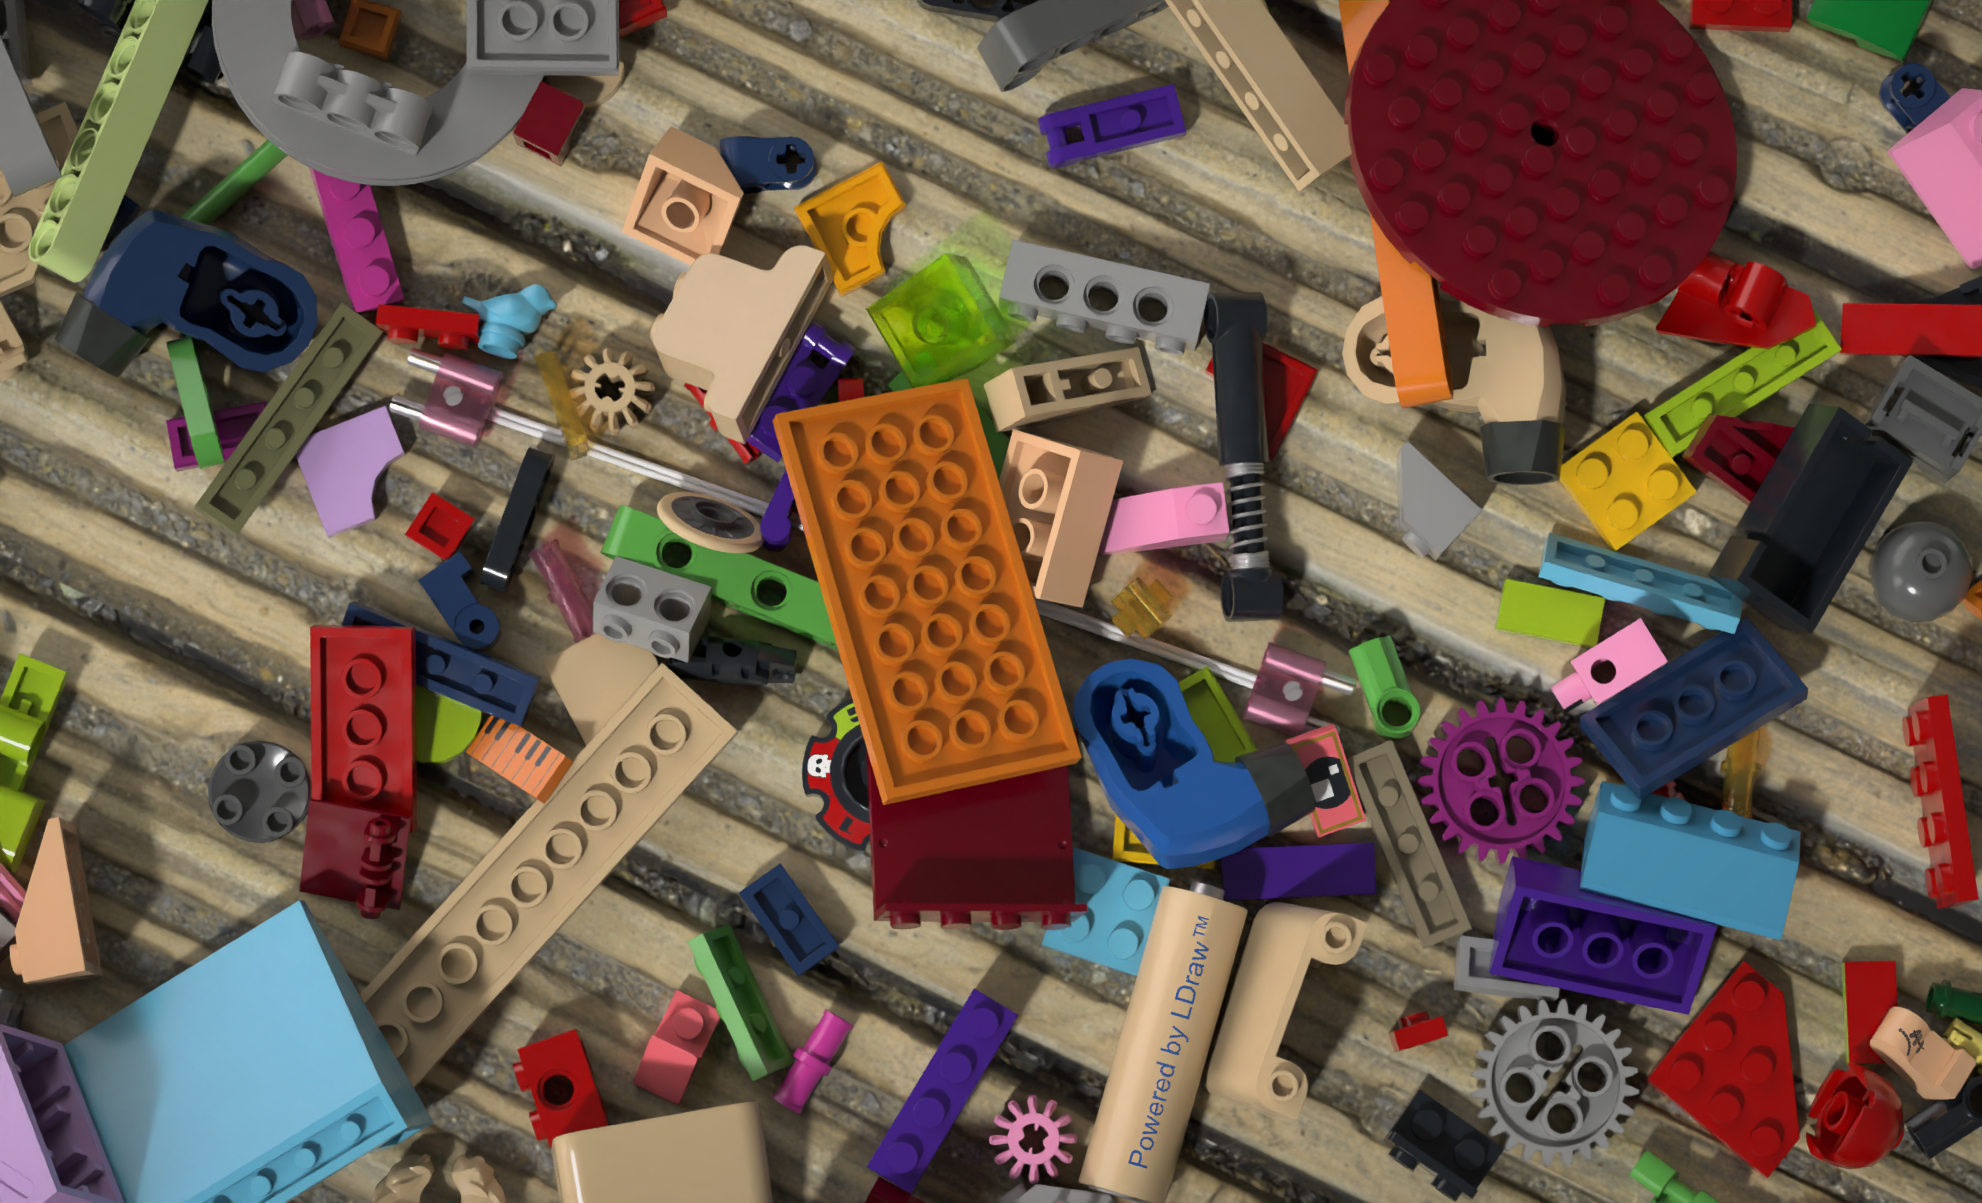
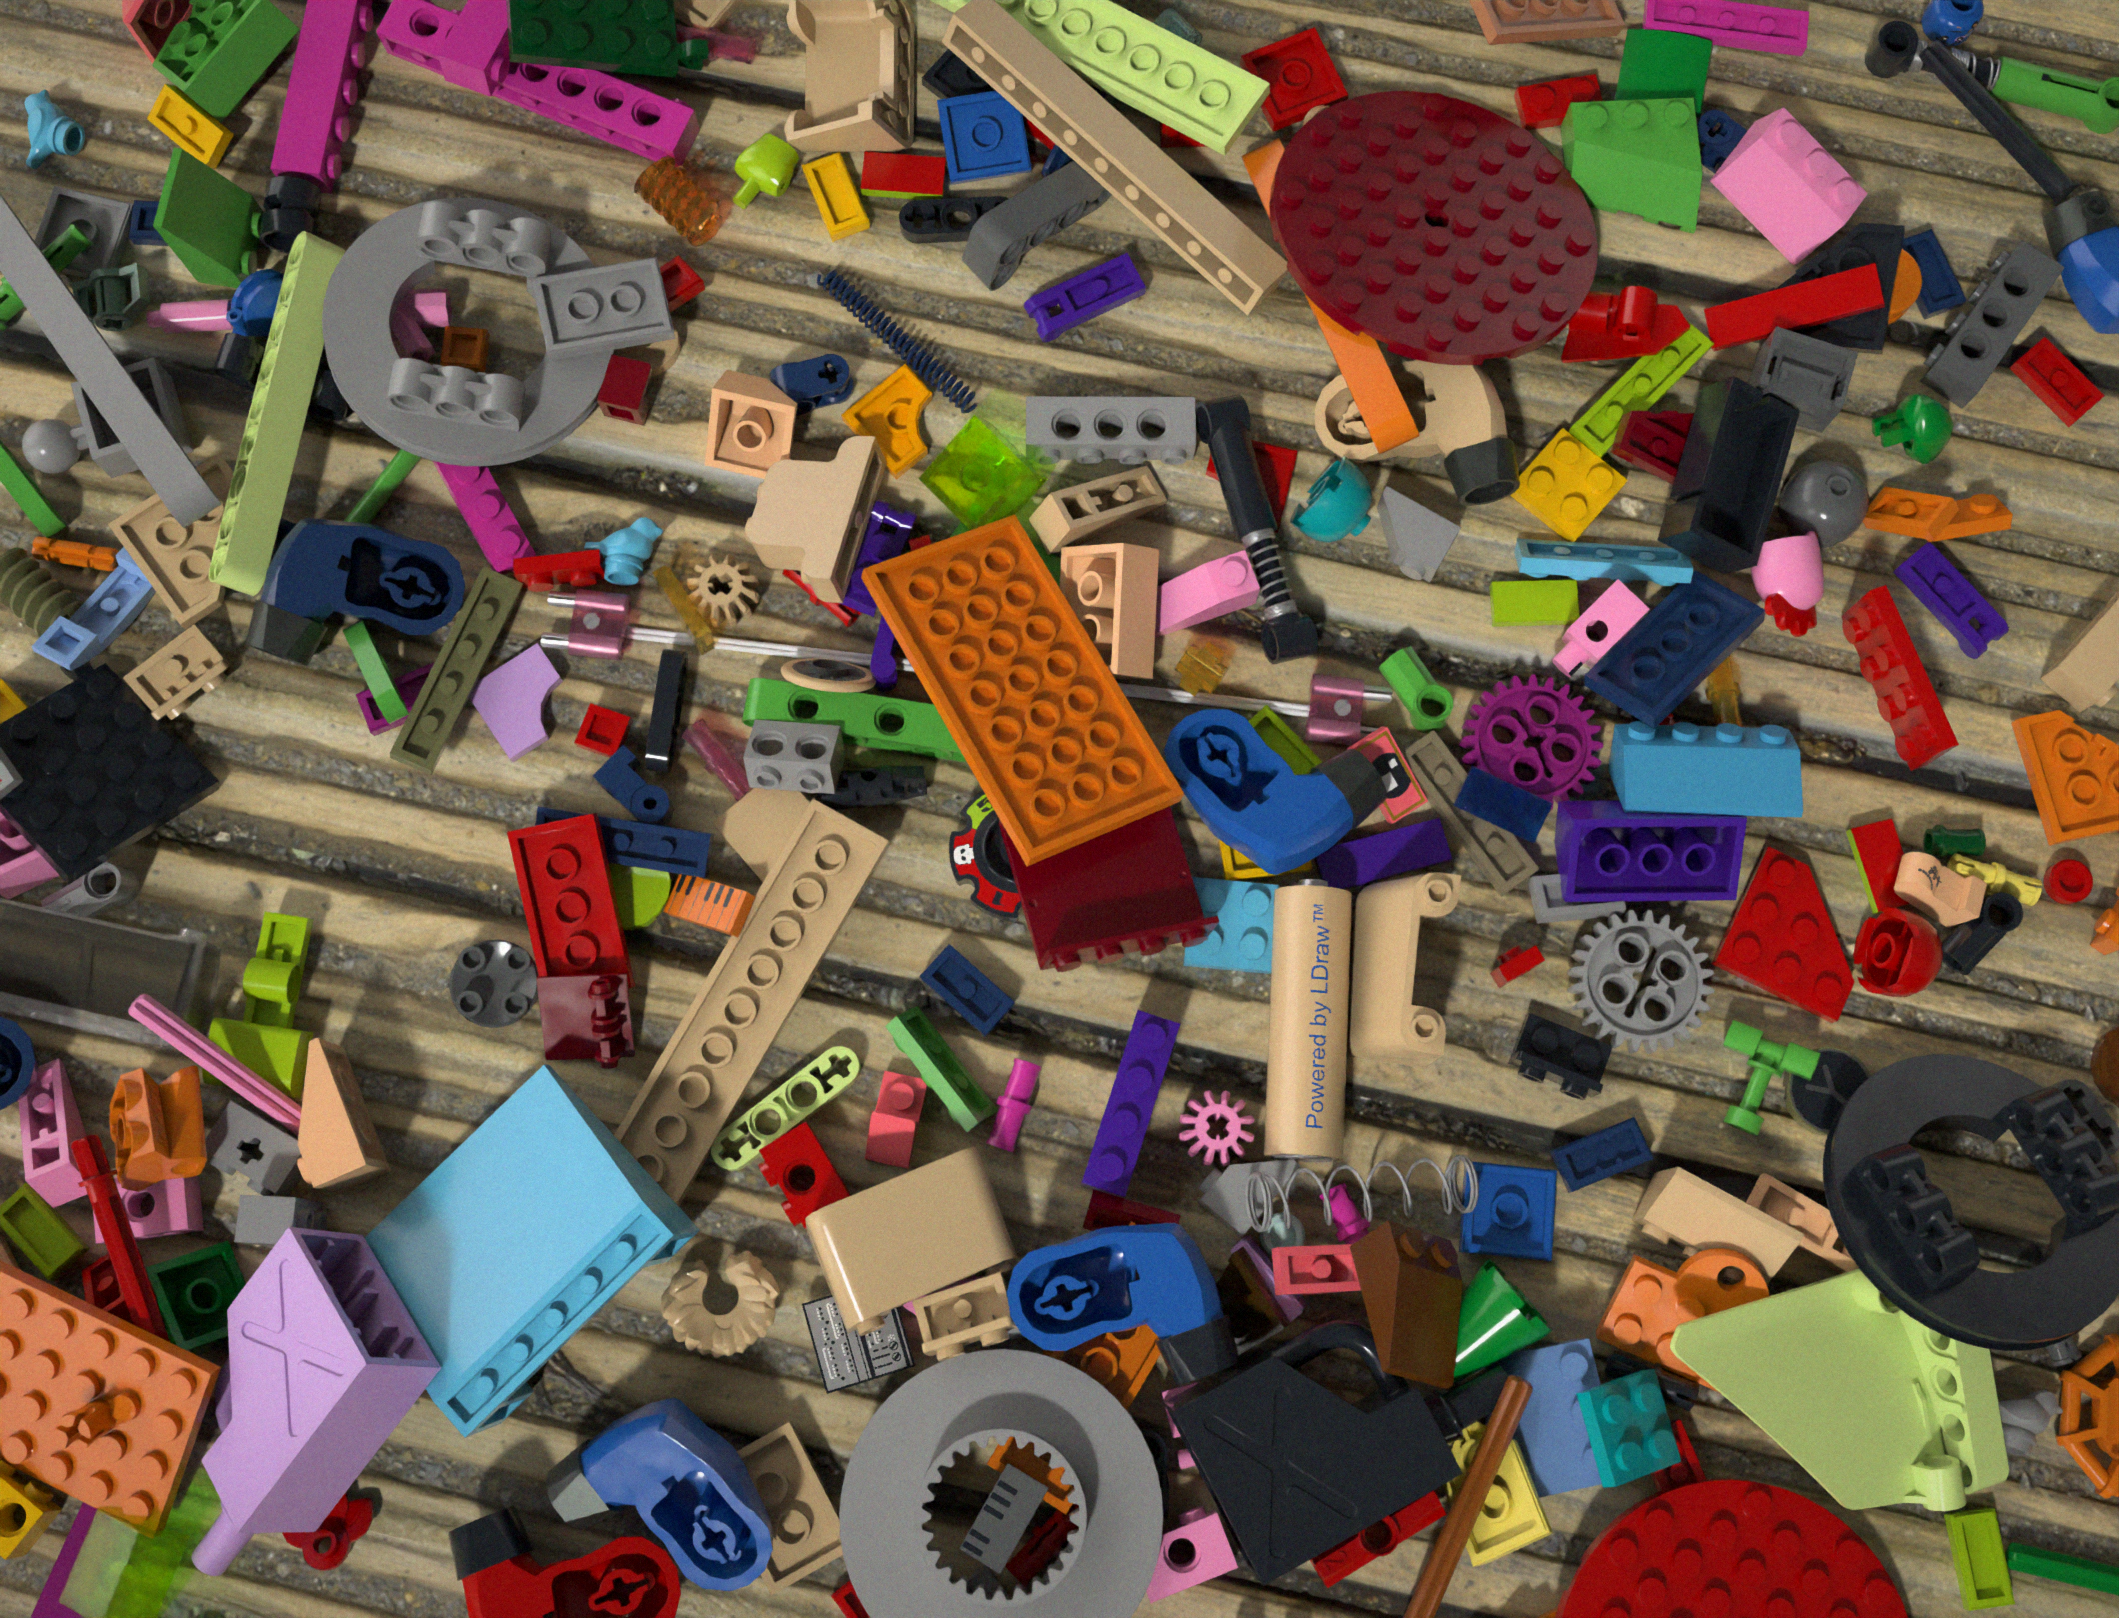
camera: 10 degrees left, 5 degrees down
(554, 1000) = (782, 1102): none -> yellowish green beam
(894, 160) = (861, 301): none -> dark blue piece
(1344, 448) = (1335, 504): none -> teal cylinder
(1446, 846) = (1502, 804): none -> clear blue tile
(1810, 99) = (1636, 157): none -> bright green wedge
(1851, 659) = (1790, 581): none -> bright pink piece

